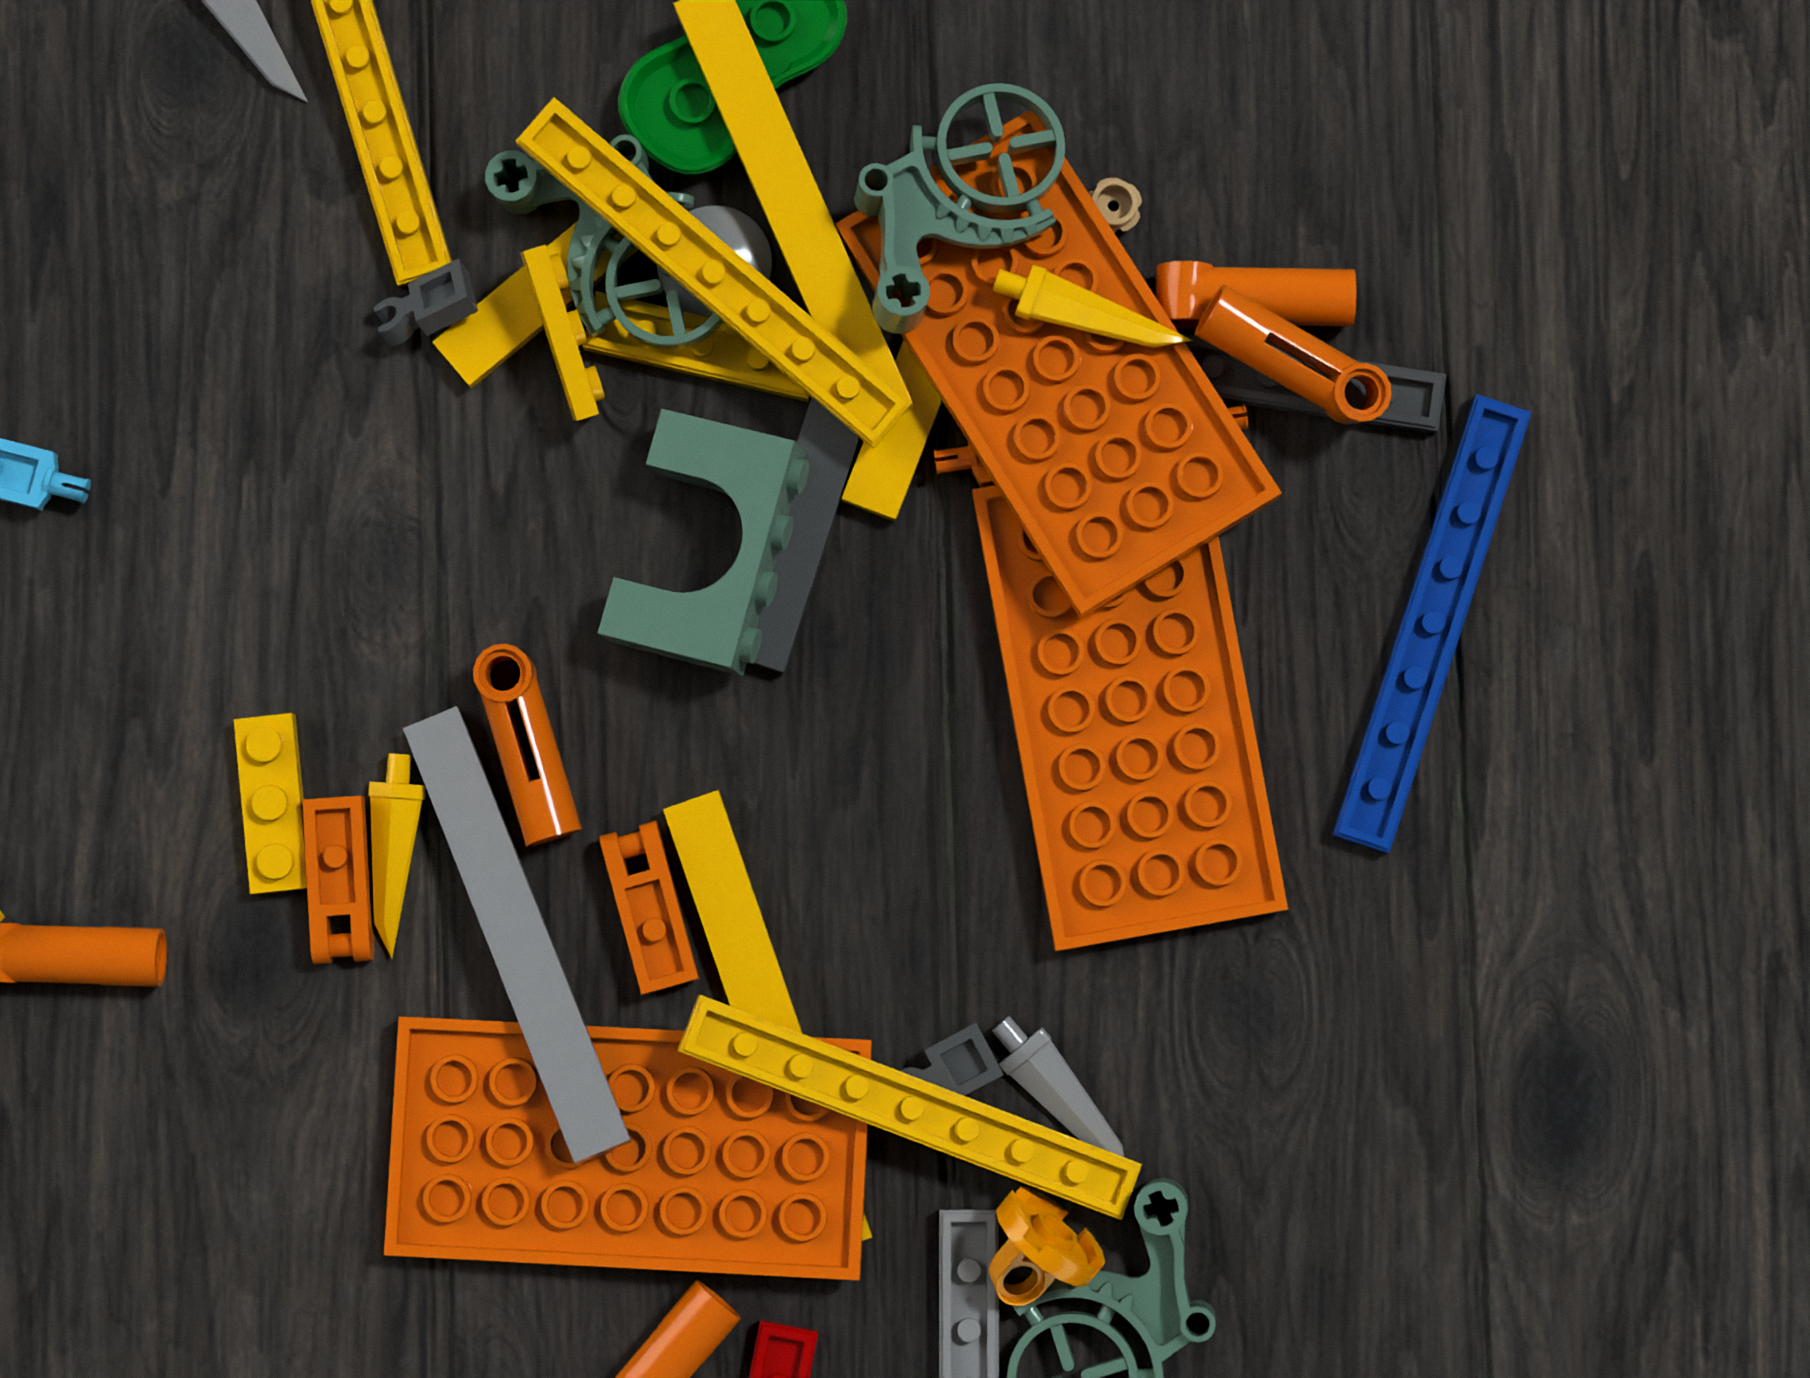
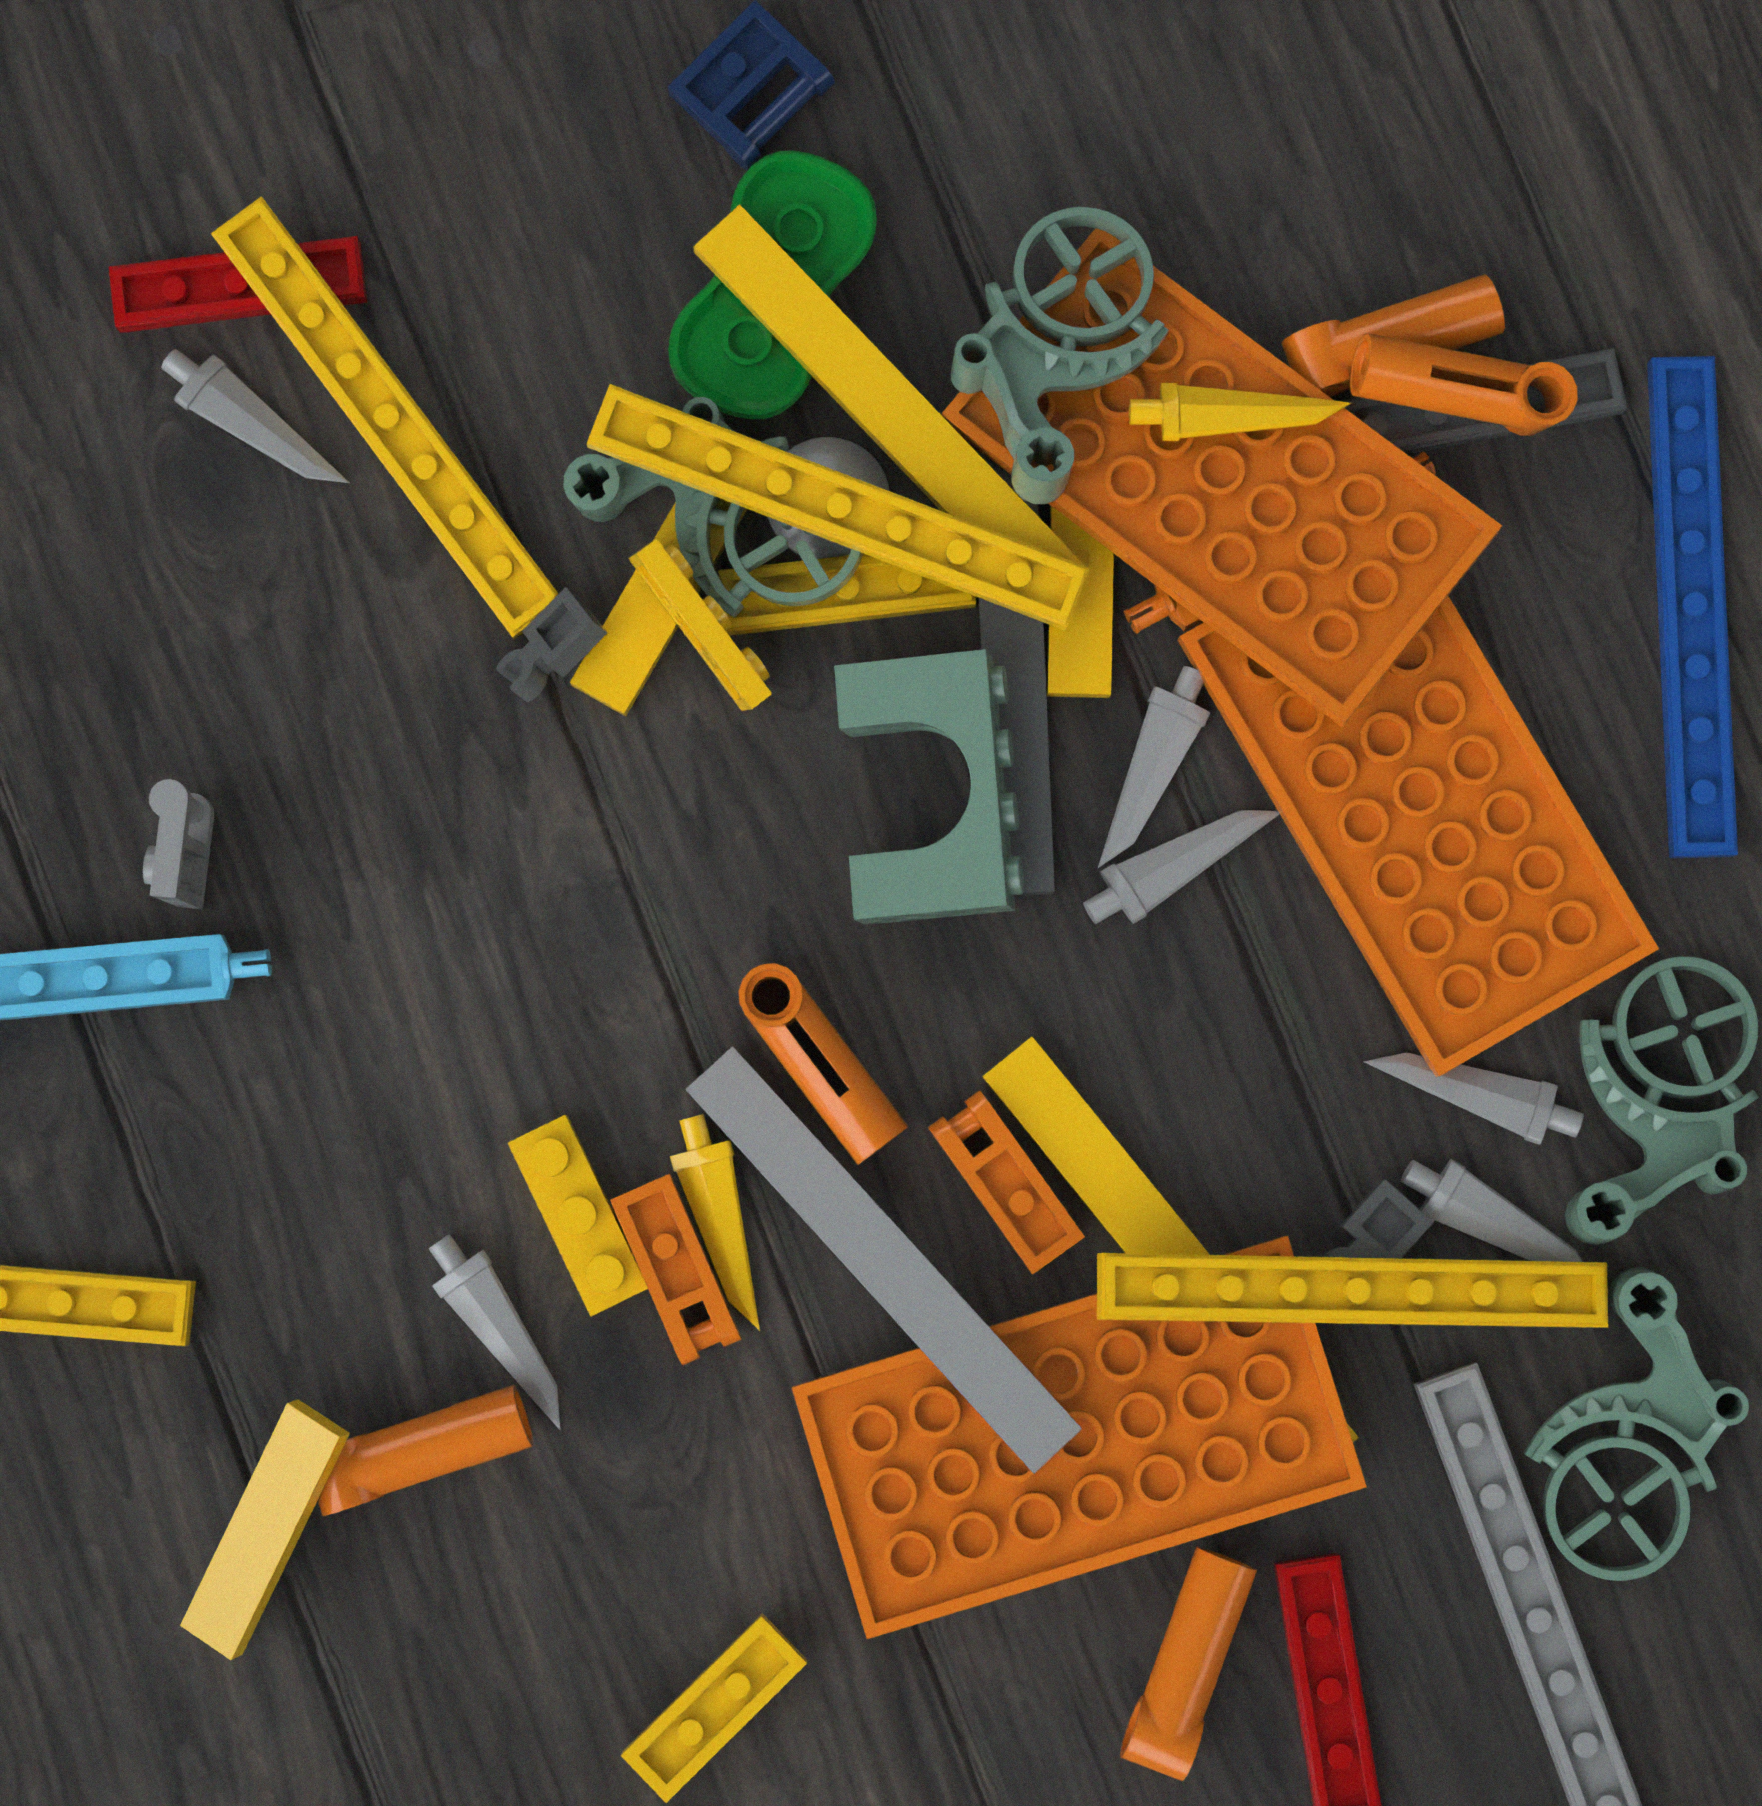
camera: 20 degrees left, 0 degrees up
(36, 378) = (182, 850): none -> light grey plate
(164, 854) = (487, 1310): none -> light grey bar
(232, 1266) = (714, 1708): none -> yellow plate
(882, 688) = (1159, 872): none -> light grey bar
(926, 577) = (1162, 744): none -> light grey bar
(1041, 1242) = (1539, 1382): light orange tile -> none
(1104, 990) = (1503, 1099): none -> light grey bar
(1125, 195) = (1223, 283): tan plate -> none
(1240, 1083) = (1674, 1143): none -> sand green piece

